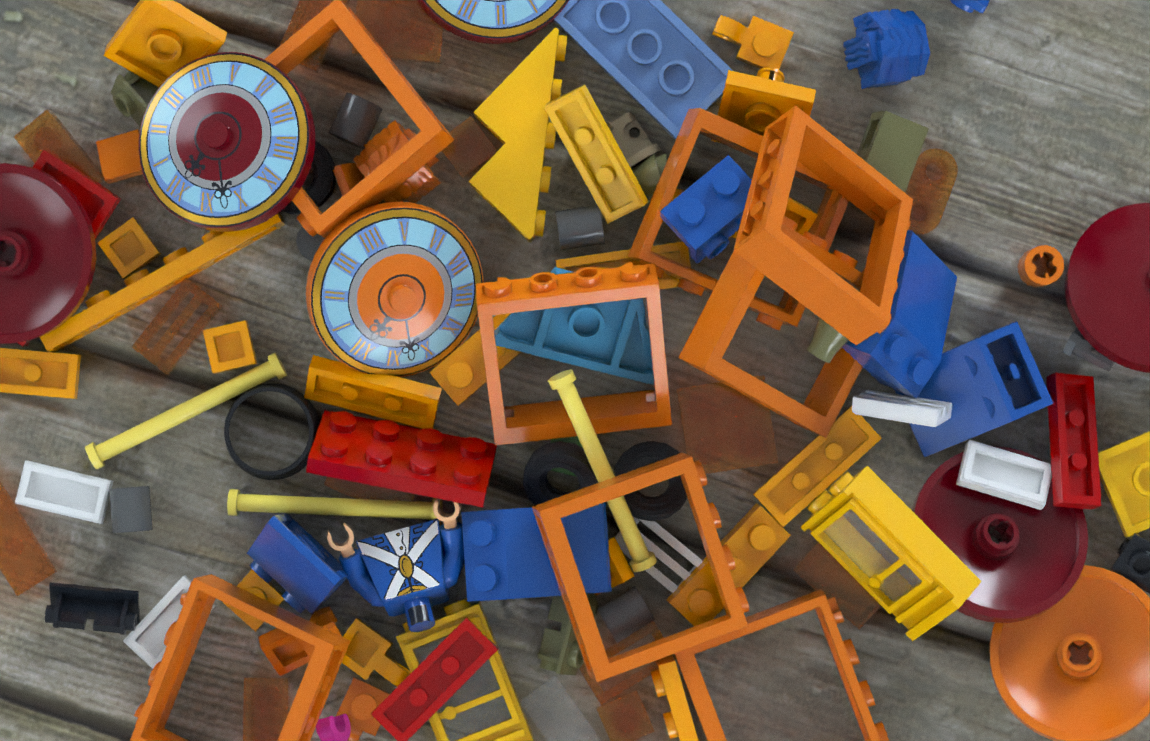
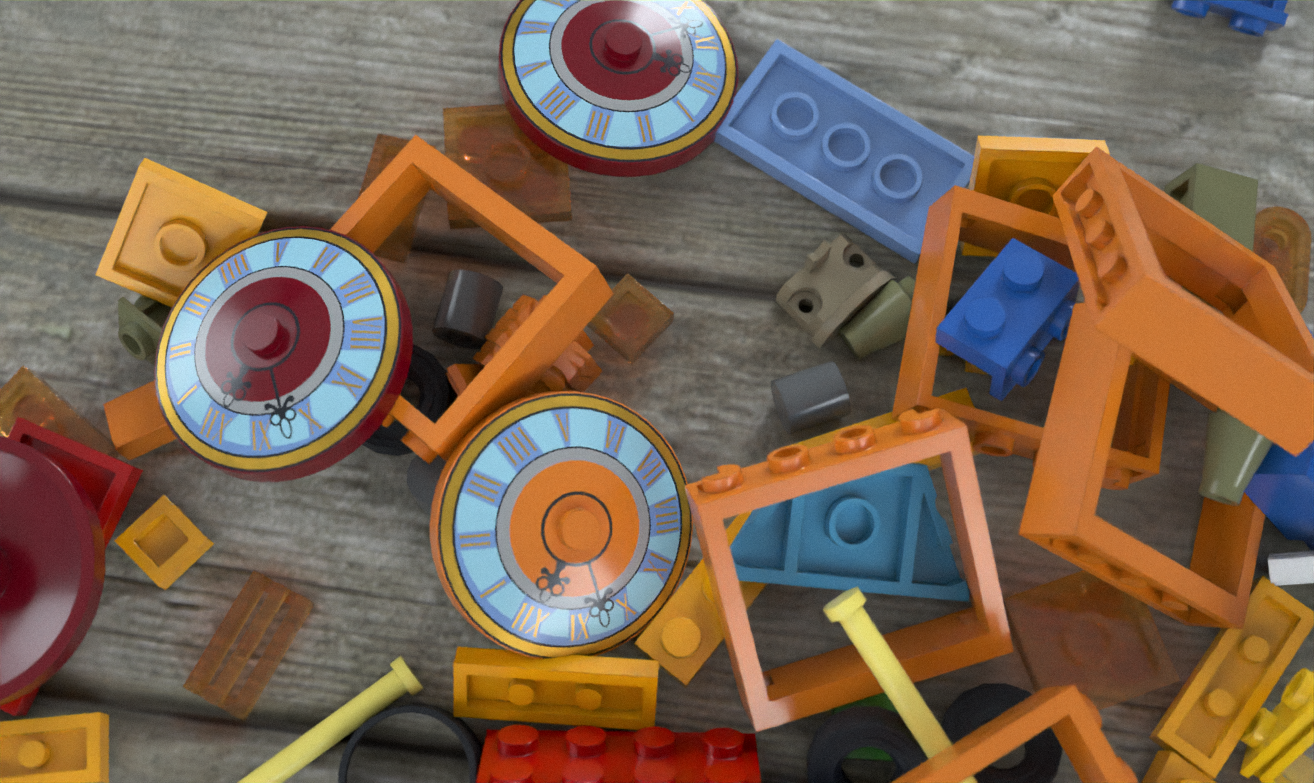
camera: 15 degrees left, 15 degrees down
(145, 286) = (198, 590): light orange plate -> none
(229, 347) = (331, 659): light orange plate -> none
(519, 121) = (696, 271): yellow slope -> none
(596, 154) = (815, 286): yellow tile -> none
(760, 43) = (988, 114): light orange plate -> none
(887, 48) = (1168, 95): blue hair -> none

